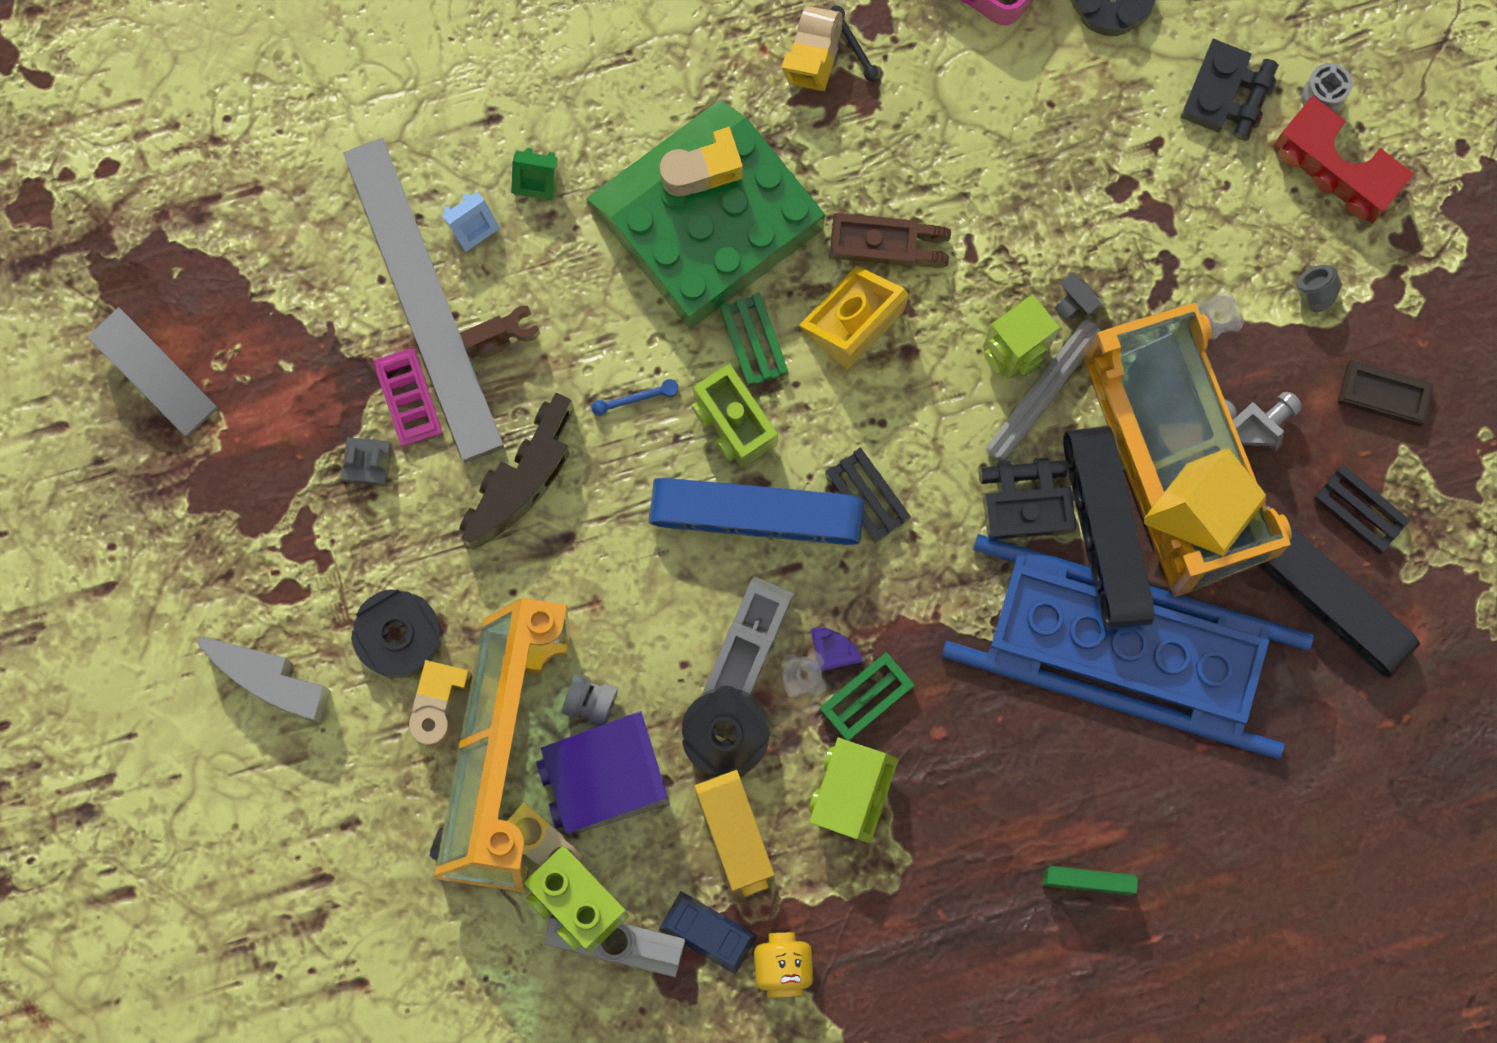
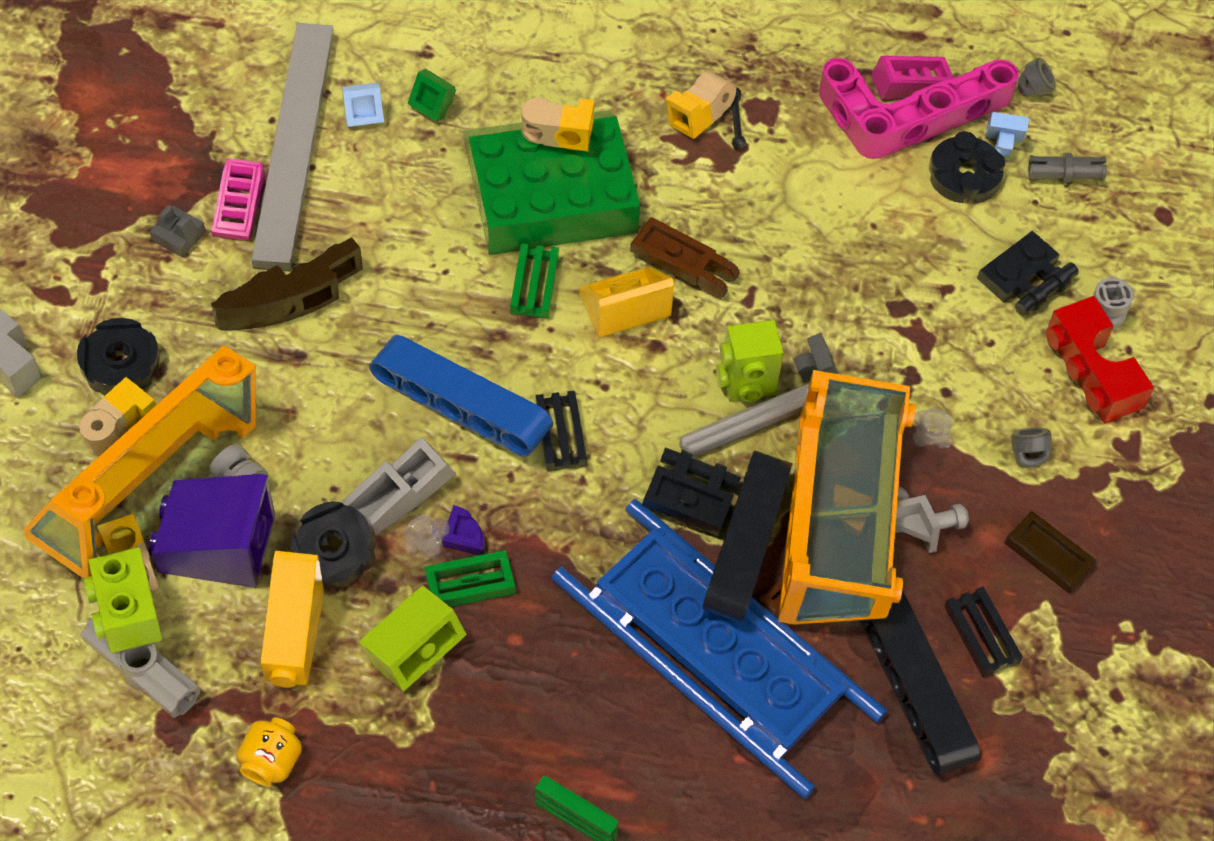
camera: 25 degrees right, 20 degrees down
(152, 372) = (57, 98): light grey slope -> none
(489, 336) = (331, 185): reddish brown plate -> none
(668, 389) = (446, 285): blue hinge -> none
(708, 932) = (224, 700): dark blue tile -> none
(734, 415) = (484, 318): lime brick -> none
(1208, 502) = (842, 538): yellow slope -> none

